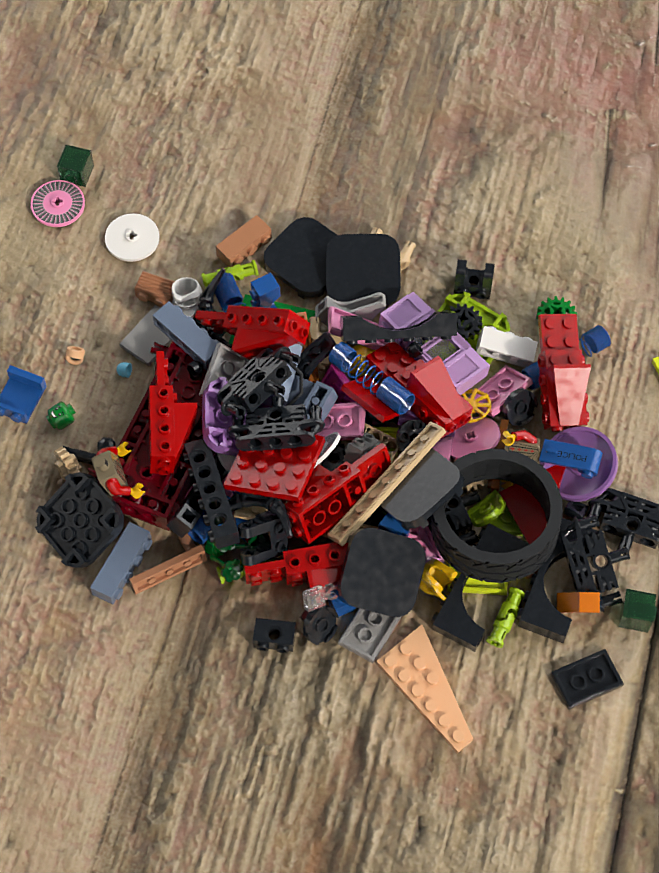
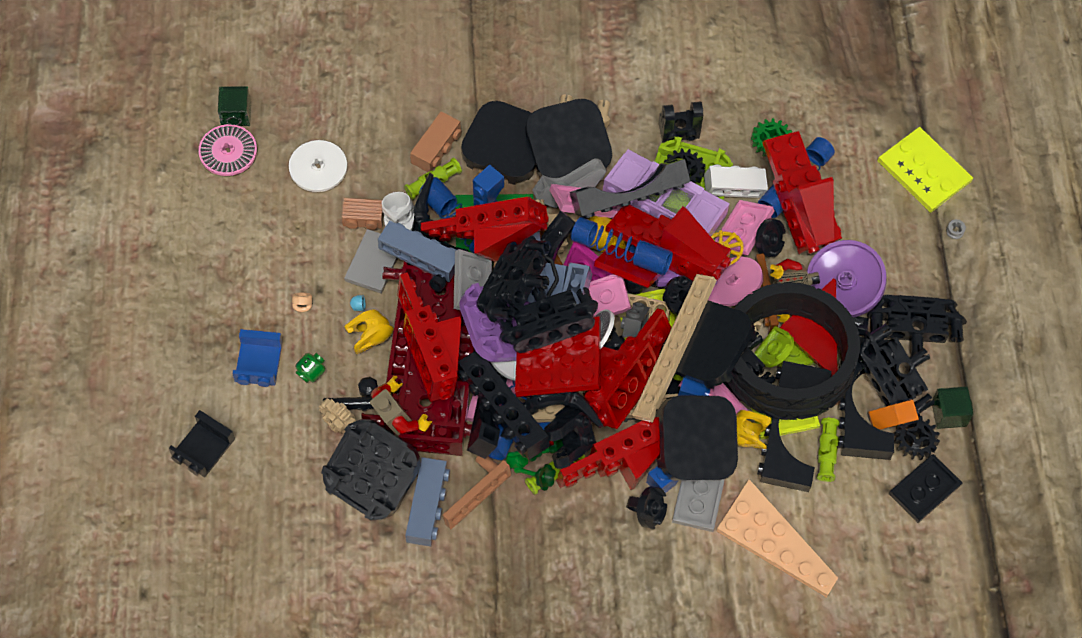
camera: 20 degrees left, 0 degrees up
(126, 399) = (375, 330): none -> yellow helmet
(267, 627) = (616, 523): black brick -> none
(316, 596) = (643, 478): clear plate -> none
(415, 350) = (653, 206): black hinge -> none
(574, 456) = (841, 272): blue door -> none
(601, 633) = (910, 444): none -> black gear

